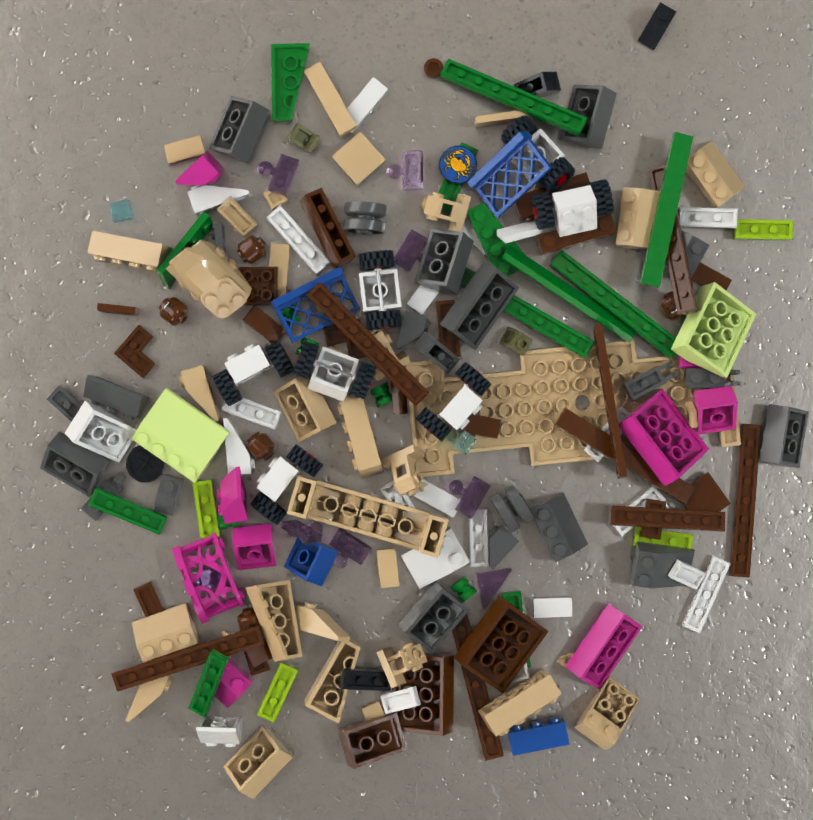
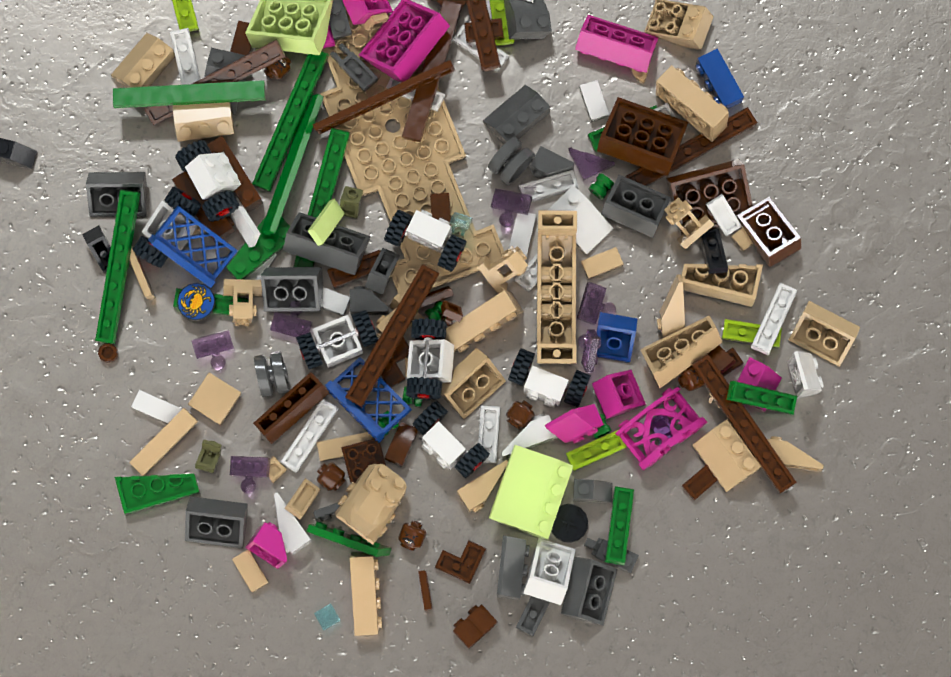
camera: 100 degrees left, 10 degrees down
(71, 346) = (474, 626): none -> reddish brown brick
(284, 718) = (774, 319): none -> white tile
(375, 407) = (451, 312): none -> reddish brown tile
(498, 310) = (326, 222): none -> yellowish green tile

